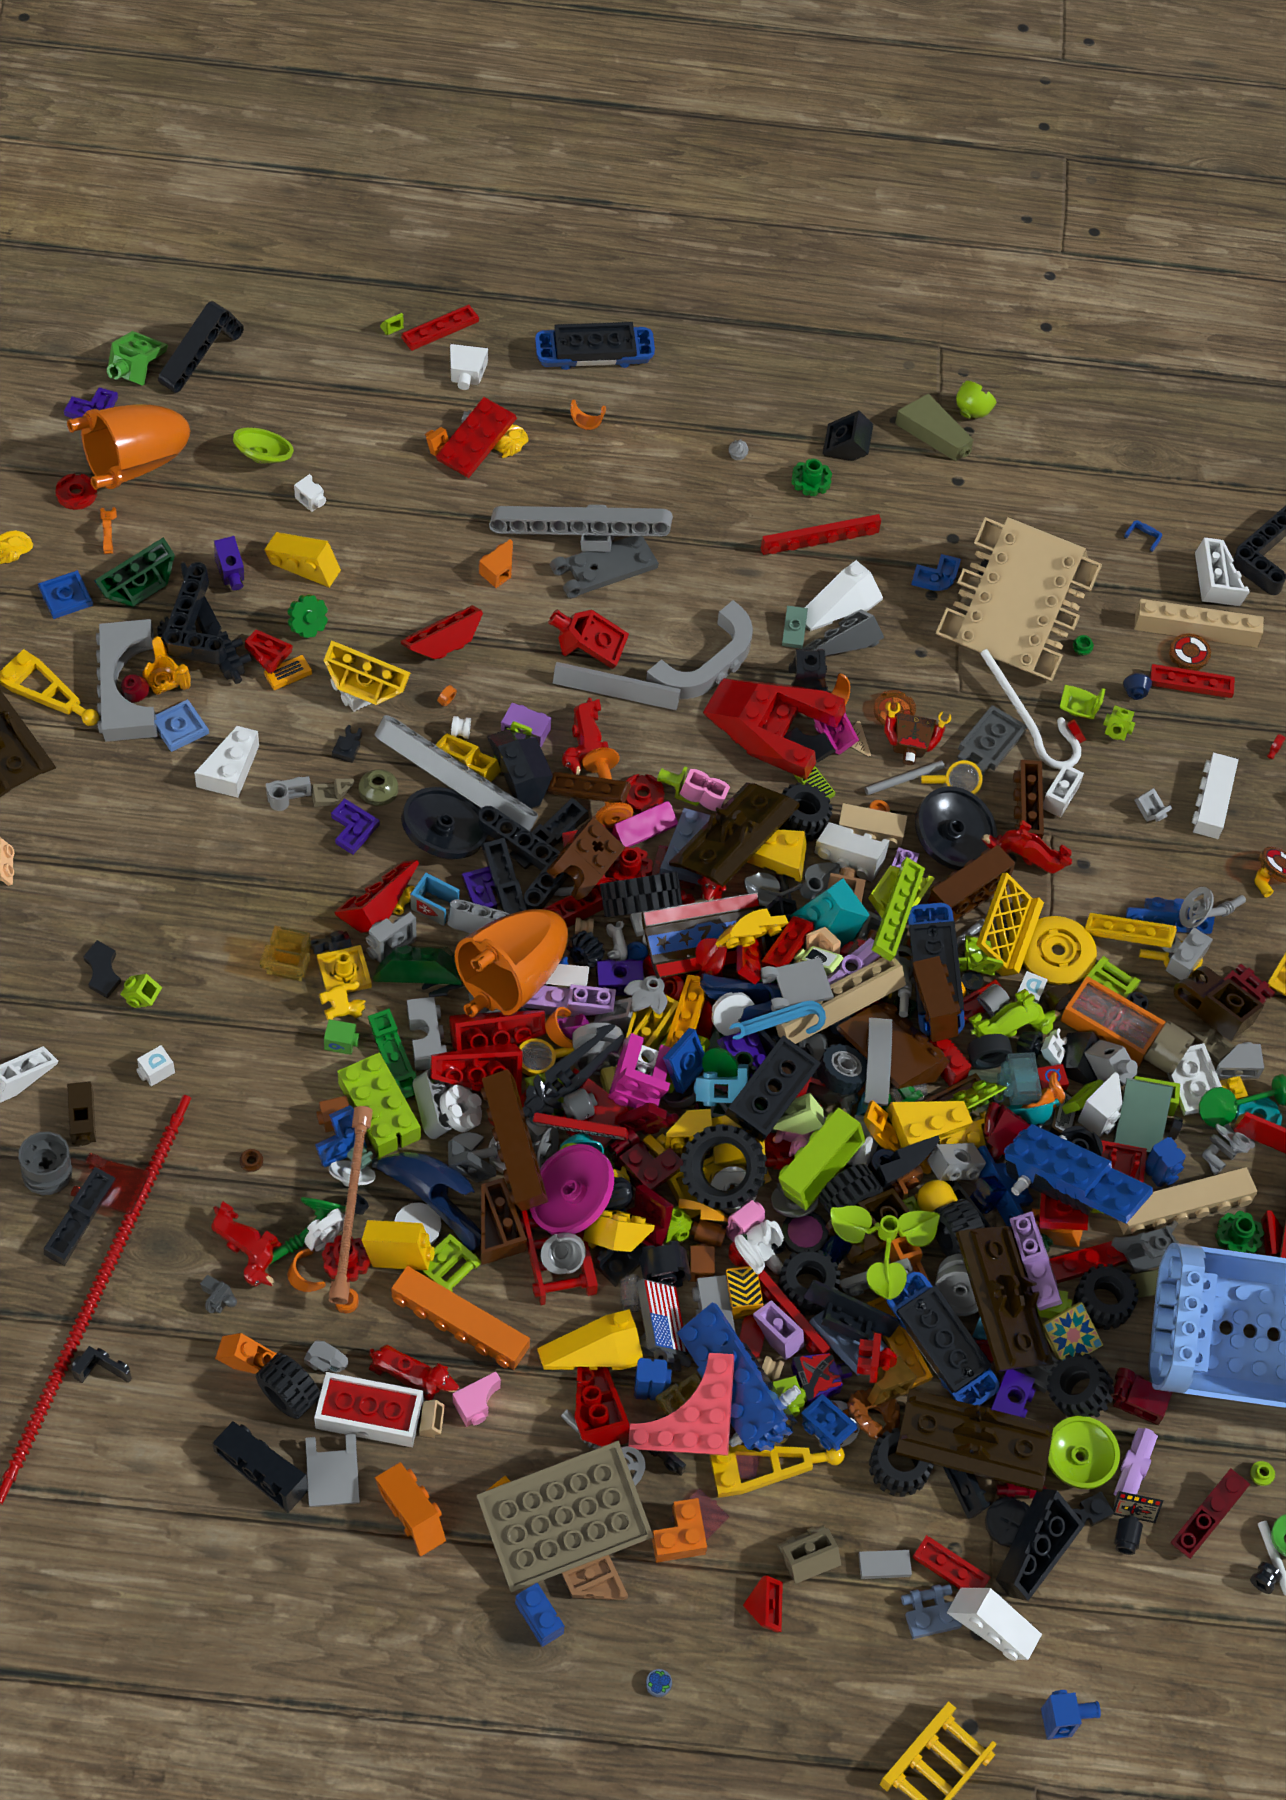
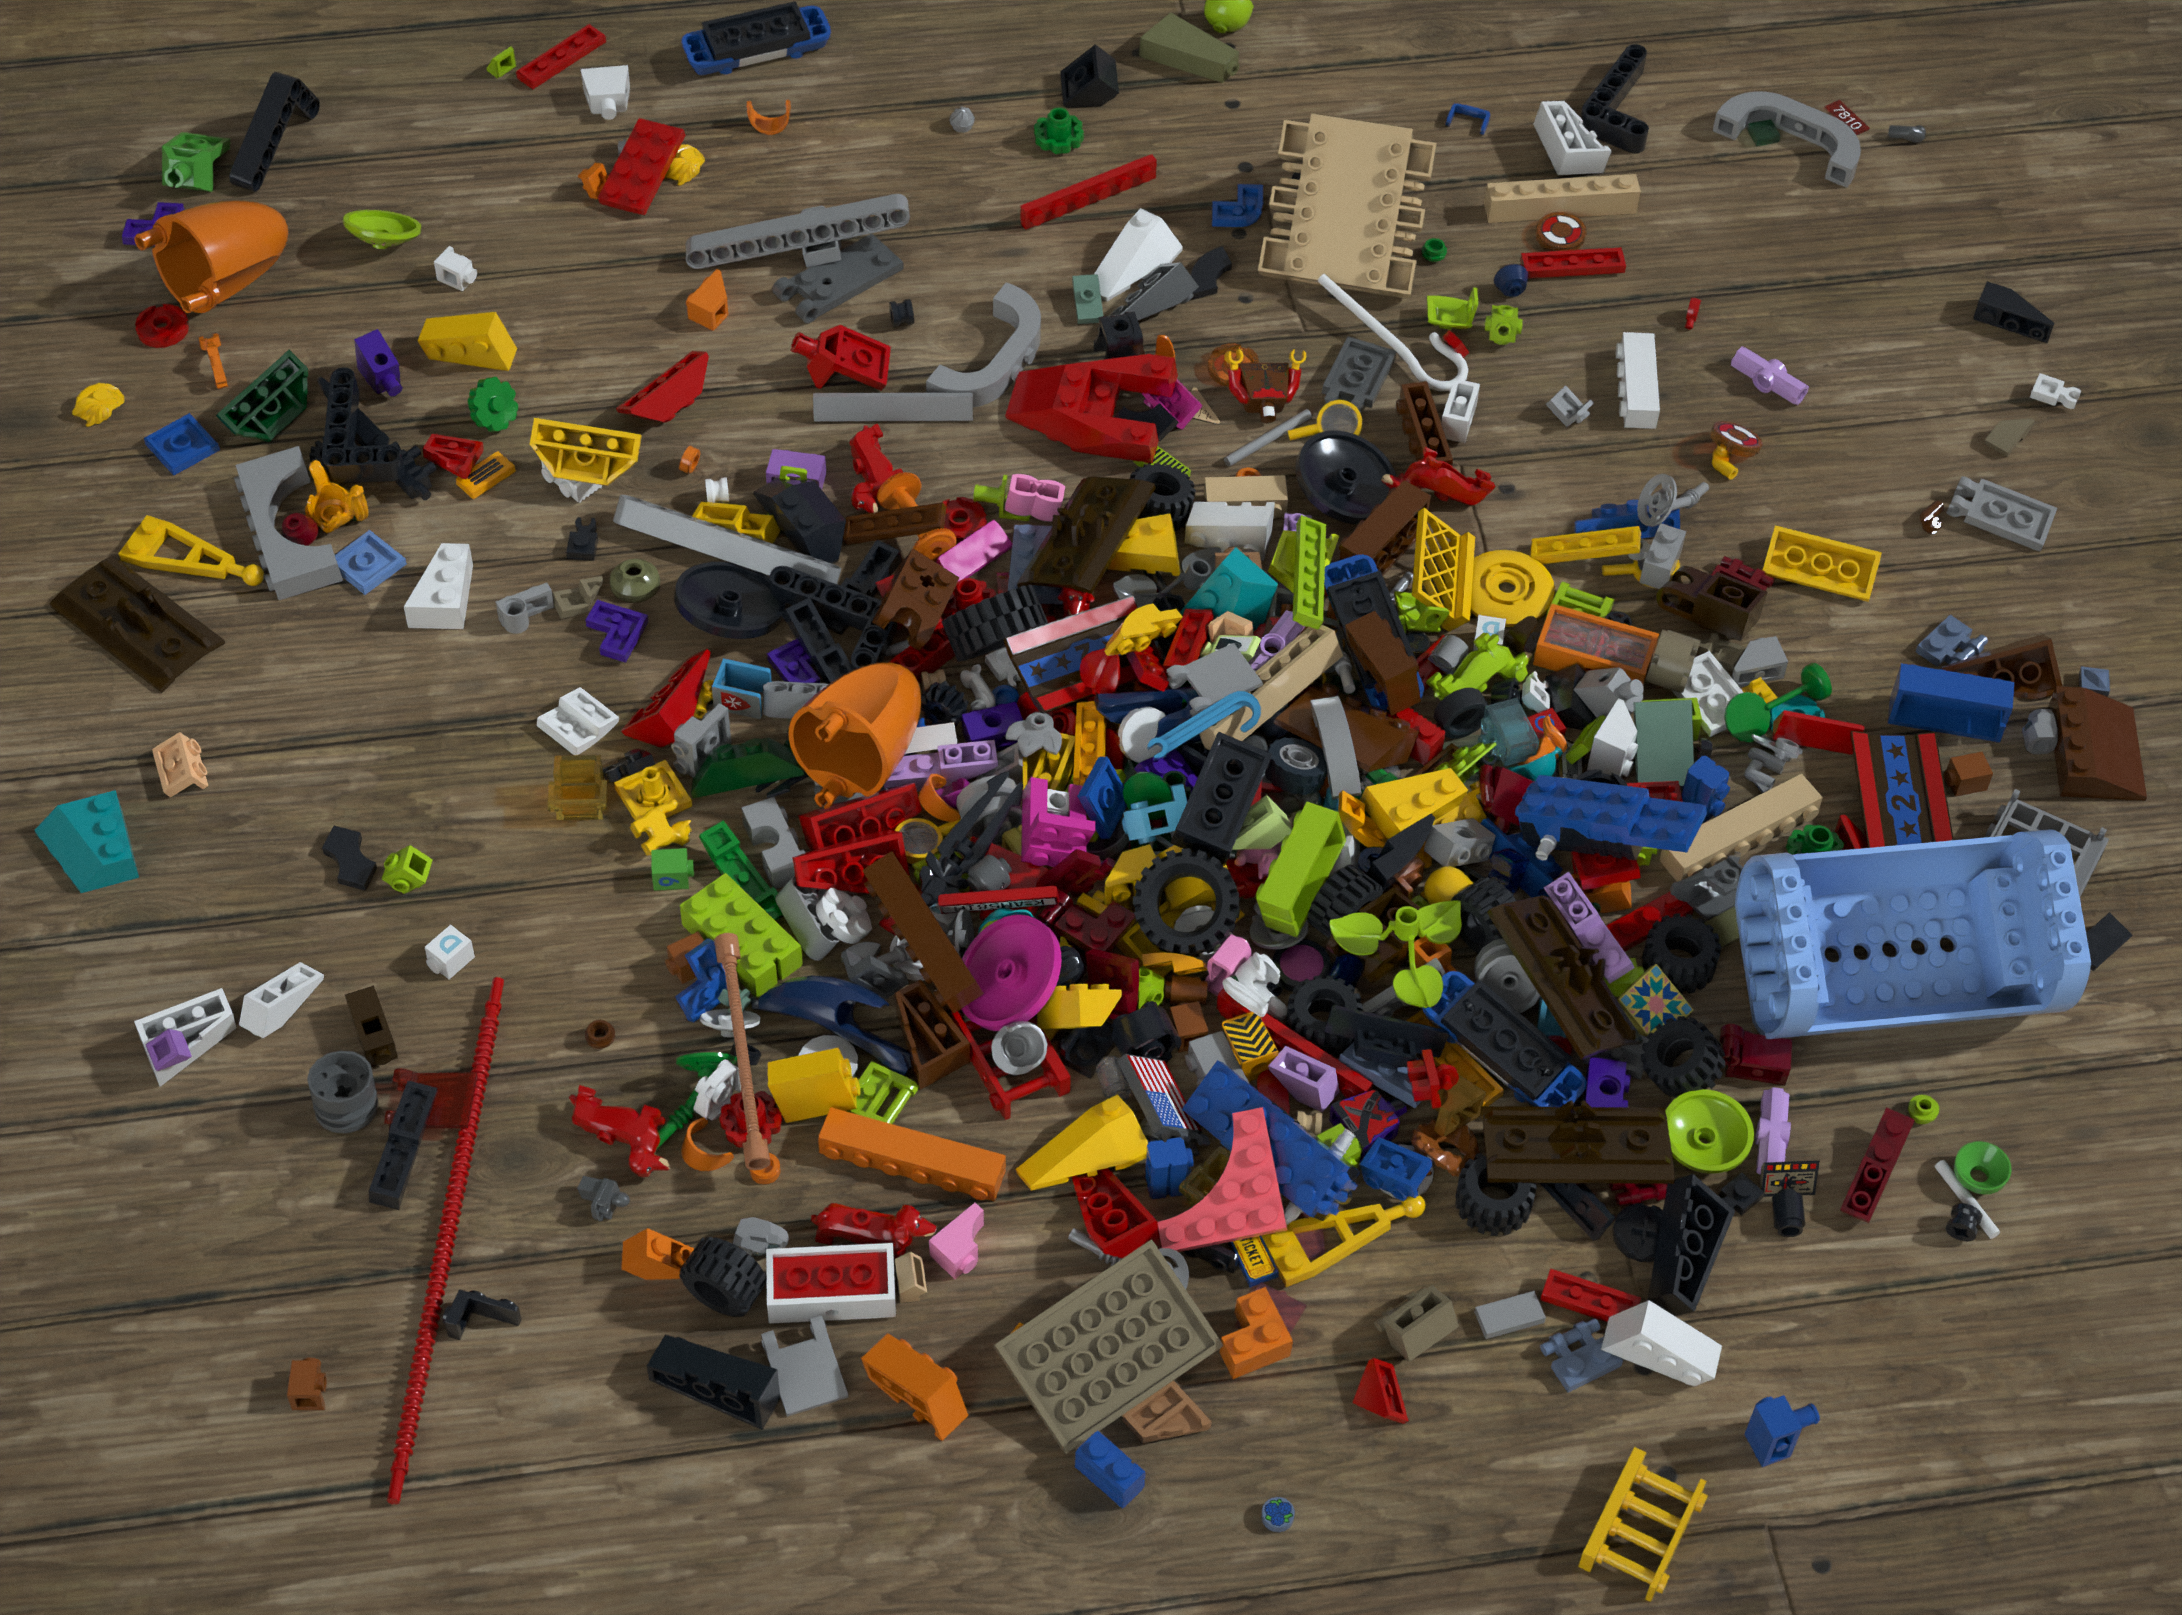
camera: 10 degrees left, 5 degrees down
(303, 896) = (577, 721): none -> white slope
(645, 607) = (901, 313): none -> black wheel
(699, 1471) = (1254, 1260): none -> tile
(896, 623) = (1208, 270): none -> black tile

